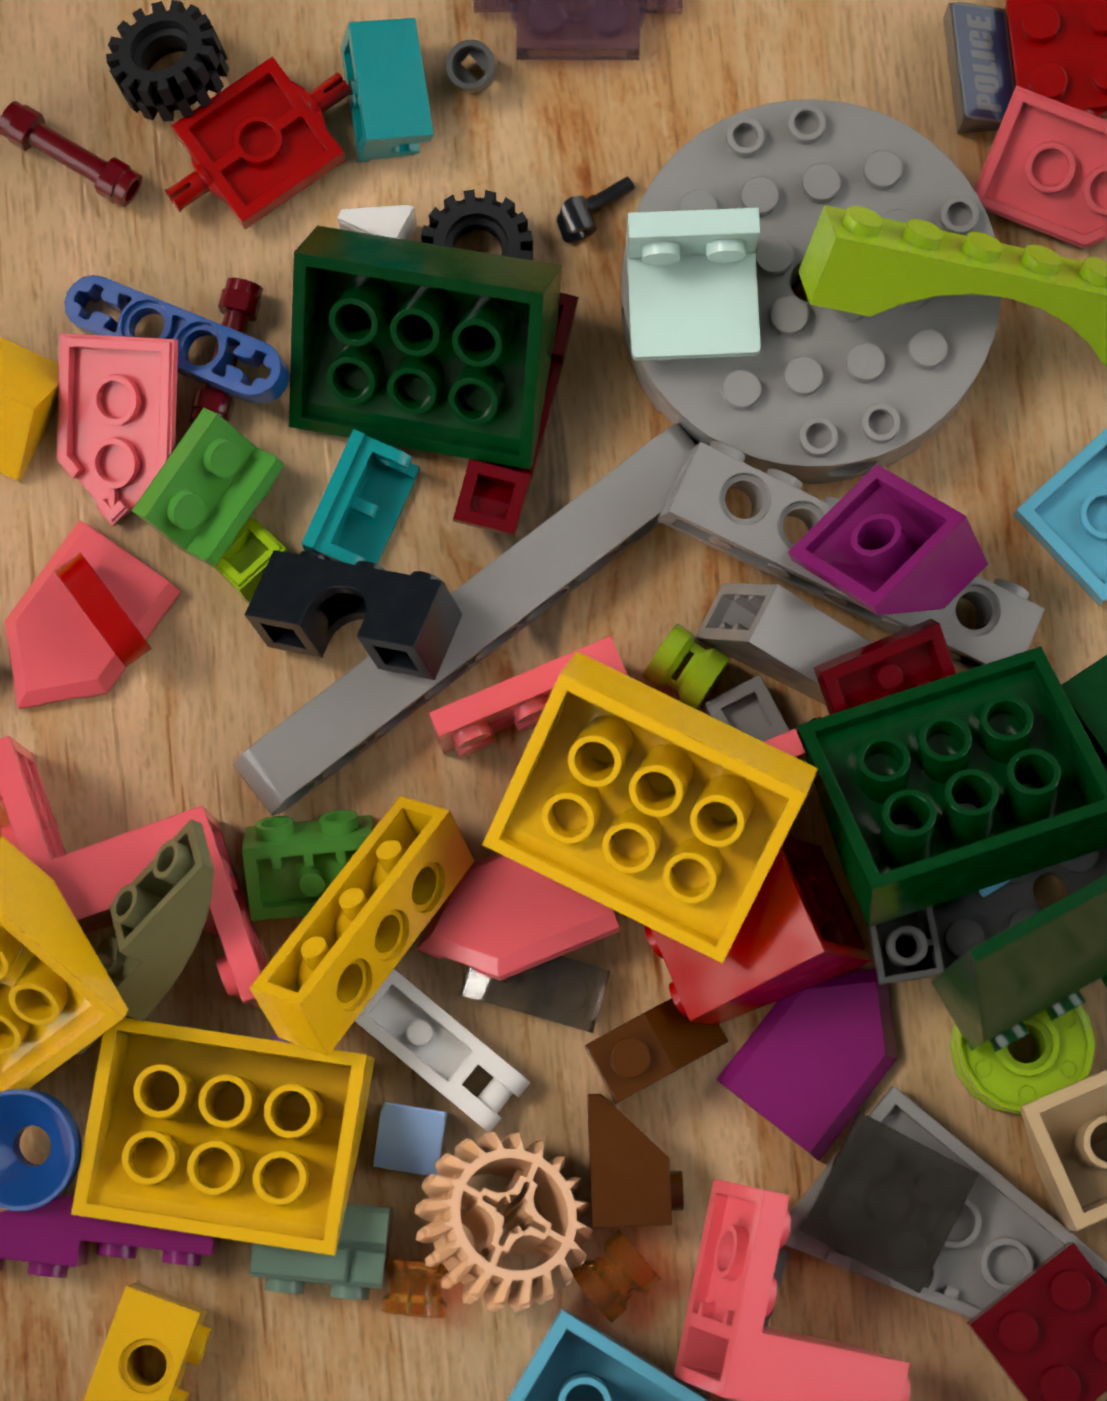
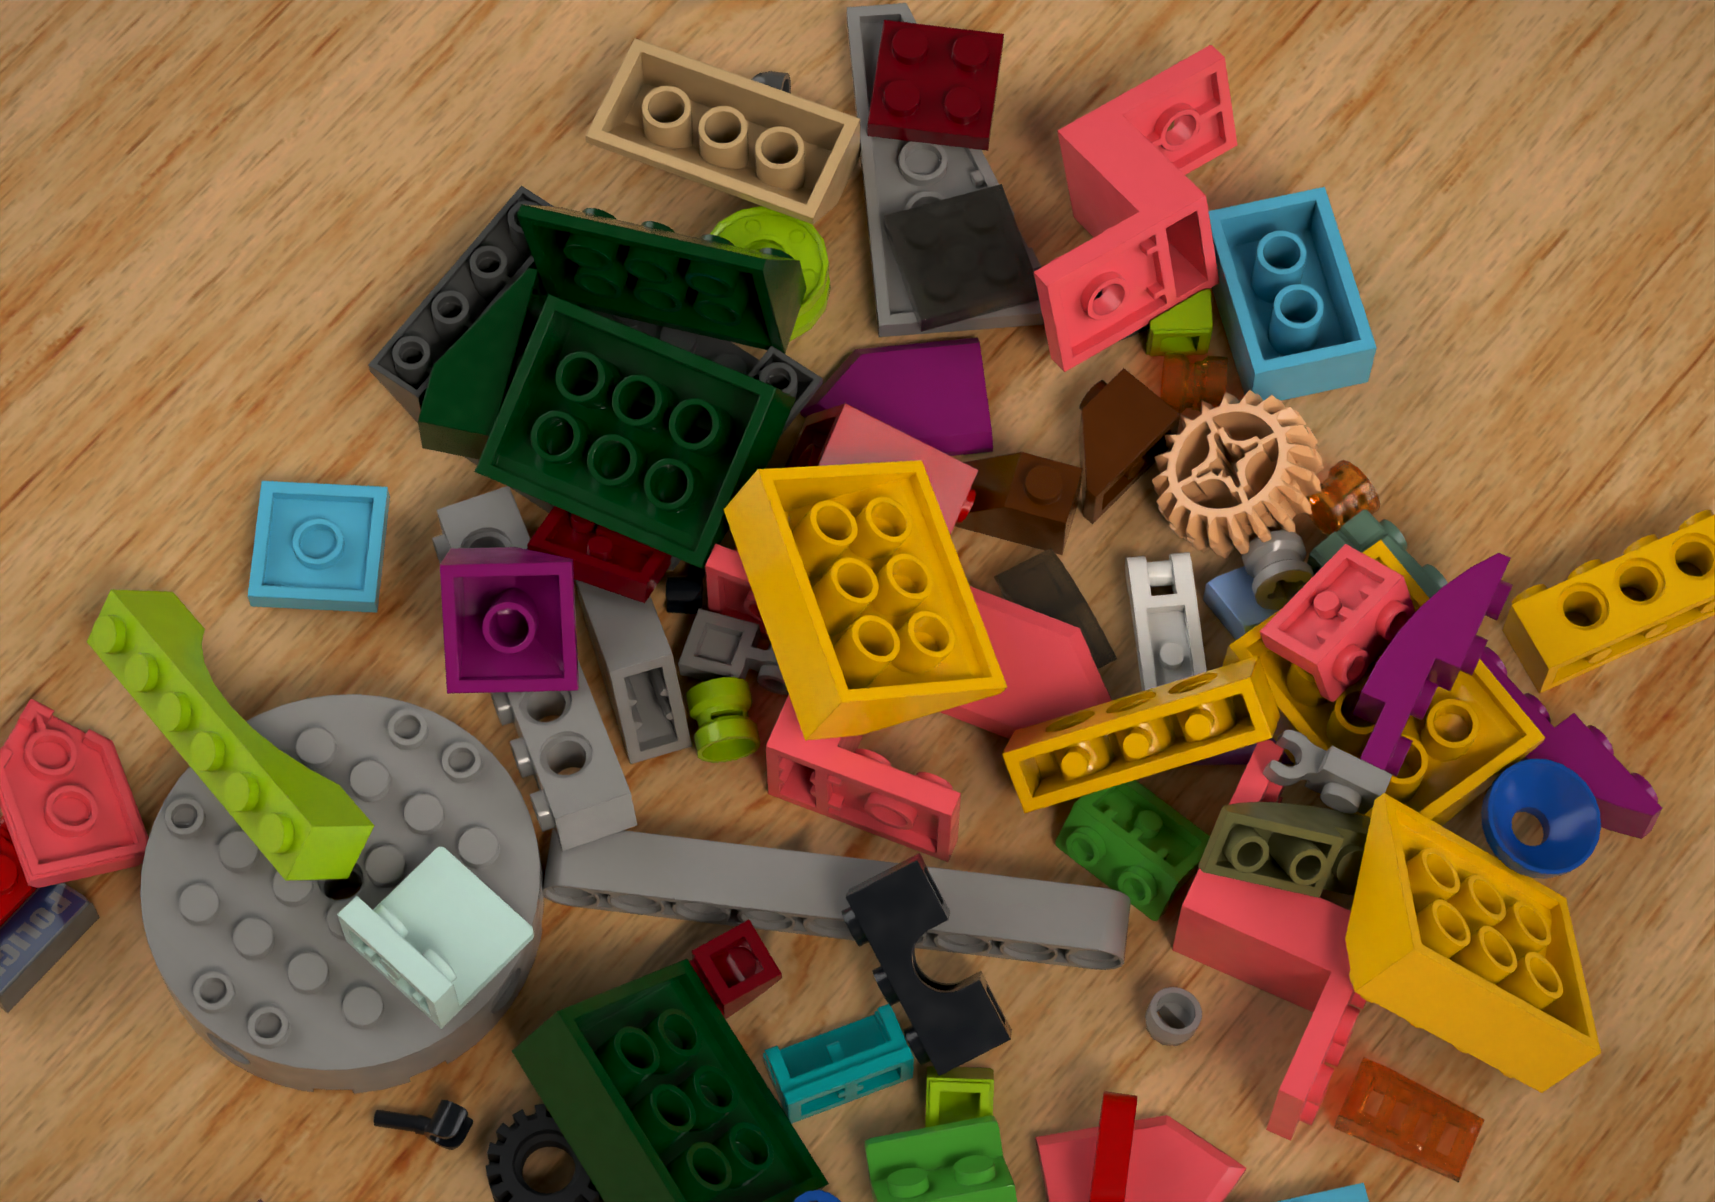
camera: 135 degrees left, 15 degrees down
(162, 773) = (1176, 1008): none -> light grey hinge
(174, 1013) = (1338, 776): none -> light grey plate
(209, 1198) = (1428, 655): none -> magenta slope
(295, 1146) = (1341, 620): none -> coral bracket
(400, 1175) = (1277, 568): none -> light grey wheel
(666, 1319) = (1182, 328): none -> lime slope

